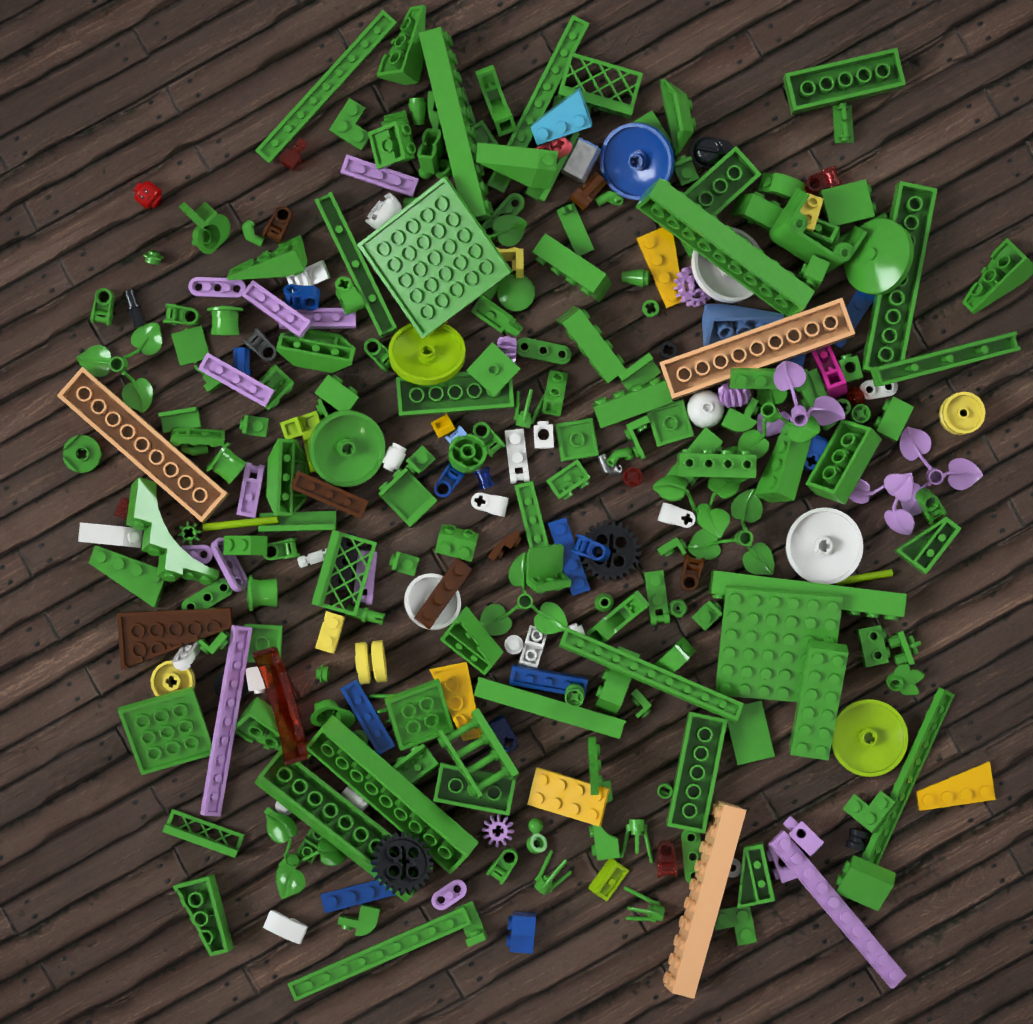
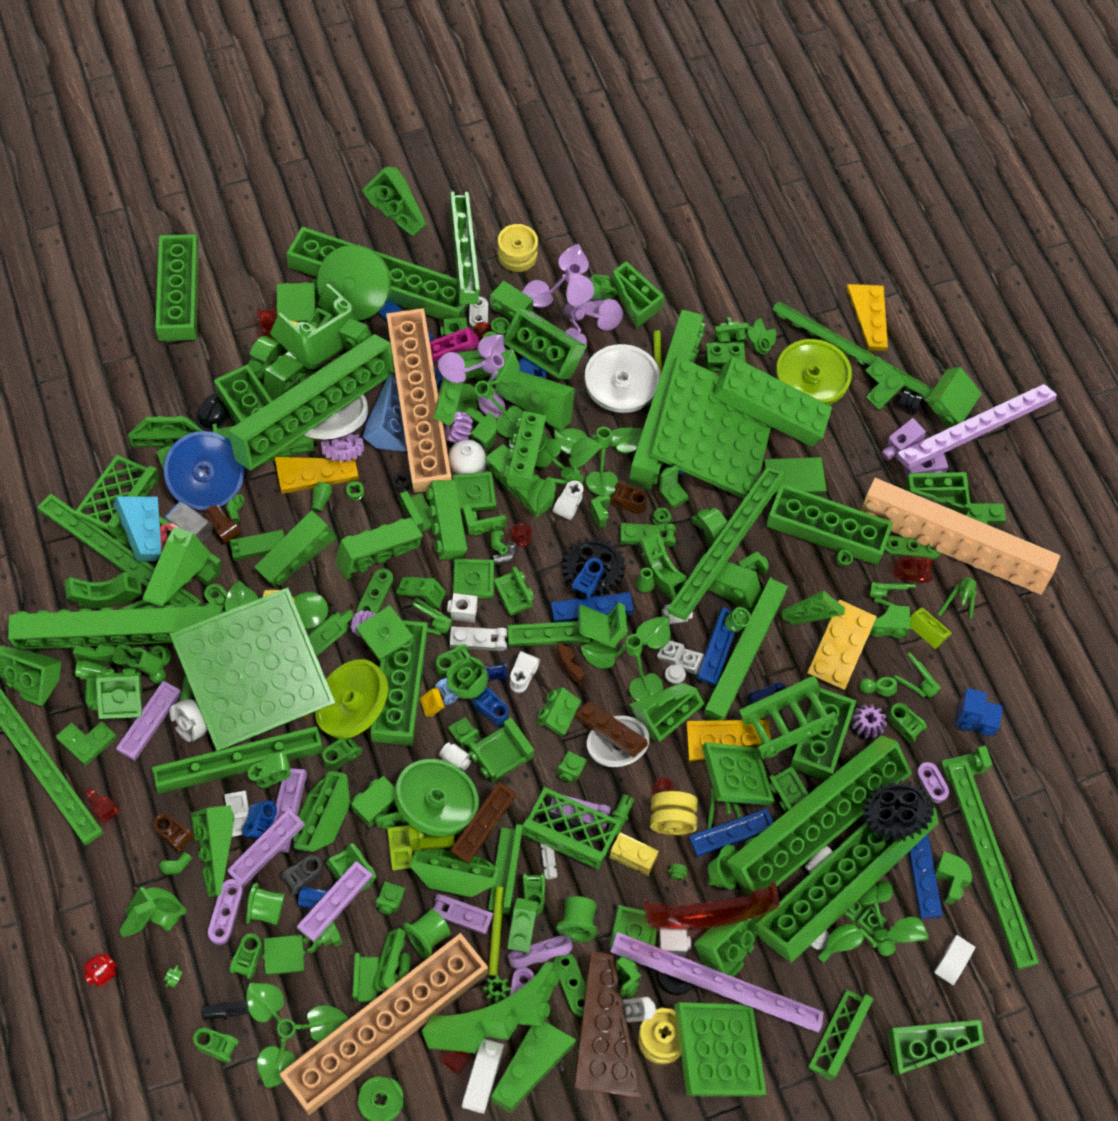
camera: 85 degrees left, 25 degrees down
(405, 645) = (663, 782): none -> clear red plate
(843, 123) = (217, 299): bright green hinge -> none

